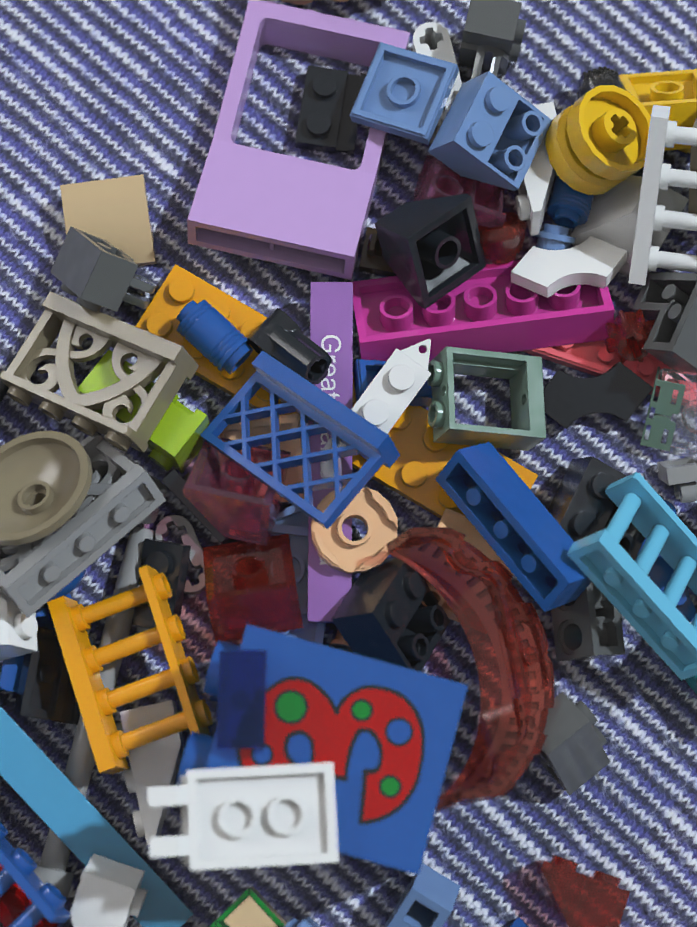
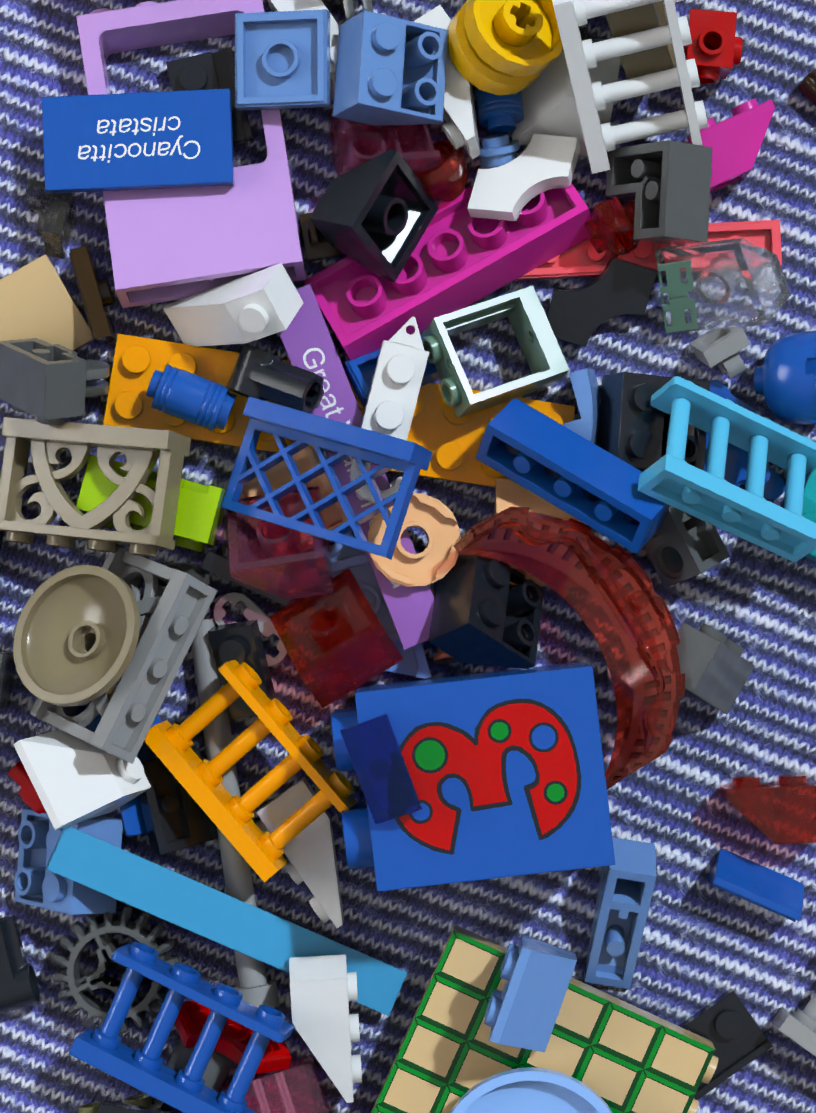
camera: 20 degrees left, 10 degrees up
(165, 146) = (55, 217): none -> clear smoke bracket
(169, 224) = (95, 295): none -> dark brown plate
(251, 816) = (434, 875): white tile -> none
(258, 111) = (138, 141): none -> blue tile
(282, 277) = (237, 309): none -> white slope
(551, 472) = (588, 401): none -> medium blue slope

